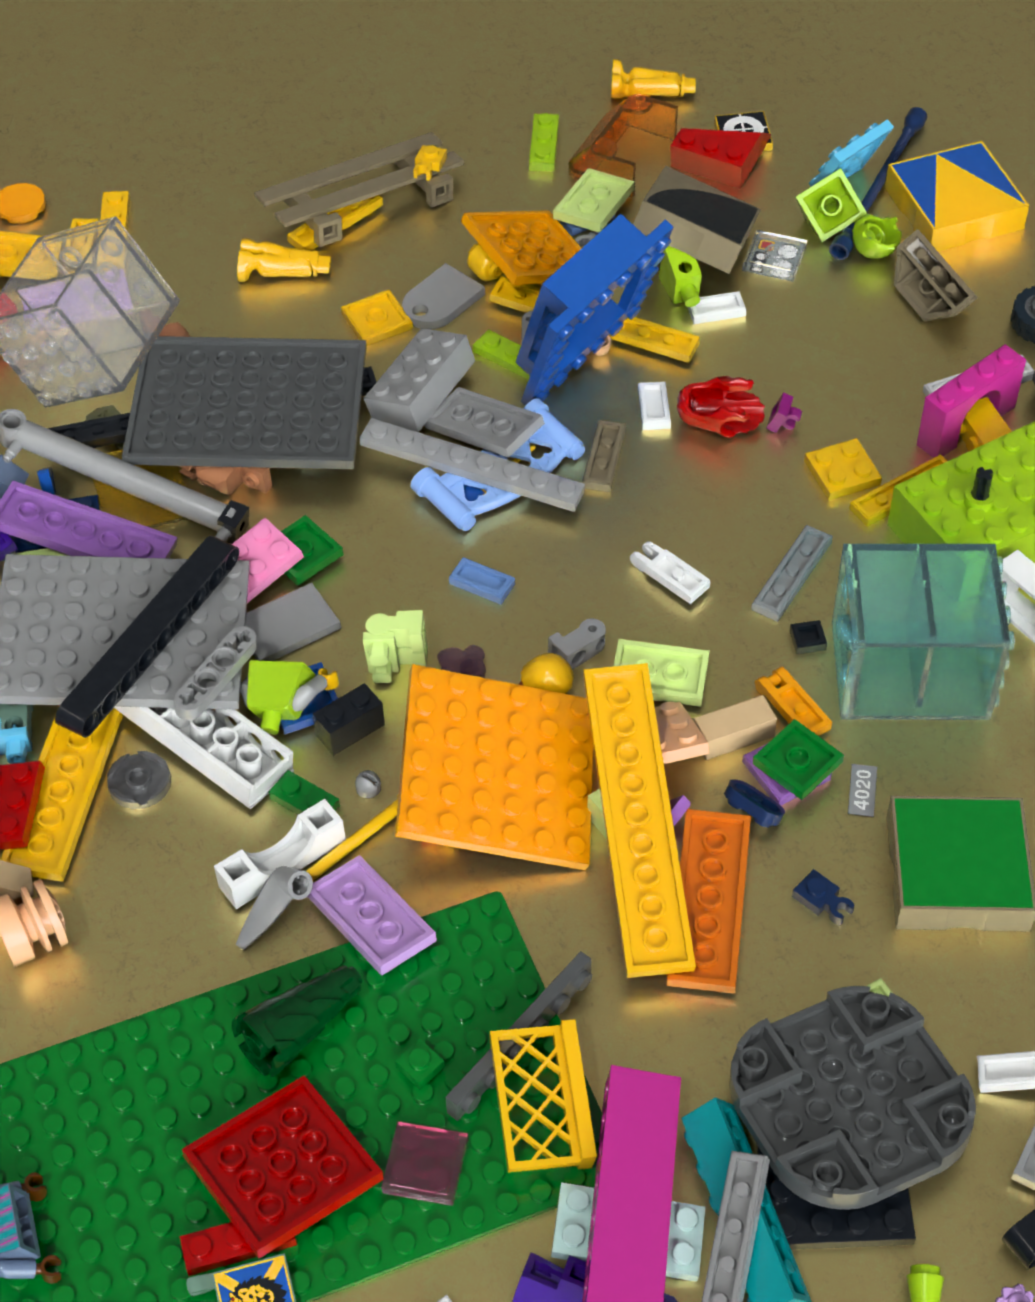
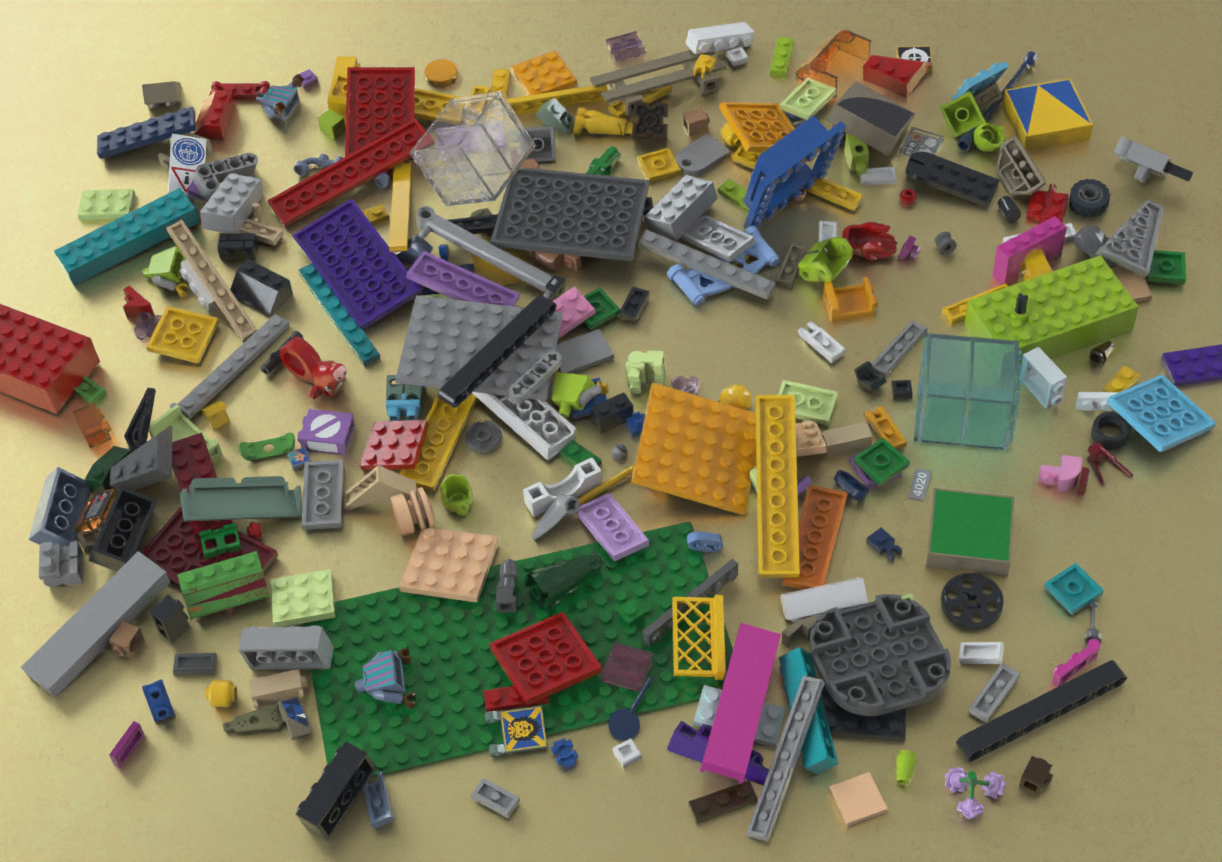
camera: 10 degrees right, 0 degrees up
(100, 1009) = (449, 564): none -> light nougat plate
(102, 883) = (456, 494): none -> lime hair
(182, 196) = (544, 74): none -> light orange plate
(194, 294) = (545, 143): none -> light grey slope
(201, 1045) = (506, 590): none -> dark grey piece
(207, 255) = (555, 115): none -> sand green slope
(208, 229) = (565, 97): none -> yellow plate
(291, 322) = (605, 163): none -> green piece
(301, 138) = (625, 42): none -> plate
(356, 249) = (650, 120): none -> dark brown brick
(363, 537) = (634, 304): none -> black plate
(390, 733) = (635, 423): none -> blue tile
(425, 247) = (695, 121): none -> medium nougat brick
(432, 1266) = (624, 722): none -> dark blue piece
(447, 120) = (720, 37): none -> white brick
(476, 146) = (737, 56): none -> white plate
(482, 580) = (704, 337): medium blue tile -> none
(529, 924) = (705, 541): none -> medium blue beam
(579, 644) = (759, 380): light grey leg -> none
(649, 82) = (854, 20): yellow piece -> none
(658, 451) = (825, 265): none -> lime piece
(705, 502) = (850, 301): none -> light orange panel
(714, 1058) = (798, 629): none -> dark tan slope
(740, 1005) = (822, 598): none -> white brick
(753, 623) = (868, 378): none -> pearl dark grey bracket
(768, 335) = (908, 196): none -> red plate
(830, 301) = (952, 178): none -> black plate
(838, 400) = (945, 242): none -> dark grey wheel
(842, 469) = (941, 287): yellow plate -> none
(865, 174) = (987, 95): none -> dark tan plate
(925, 341) = (1009, 209): none -> black piece
(980, 331) = (1047, 205): none -> red plate
(985, 994) = (970, 609): none -> black wedge

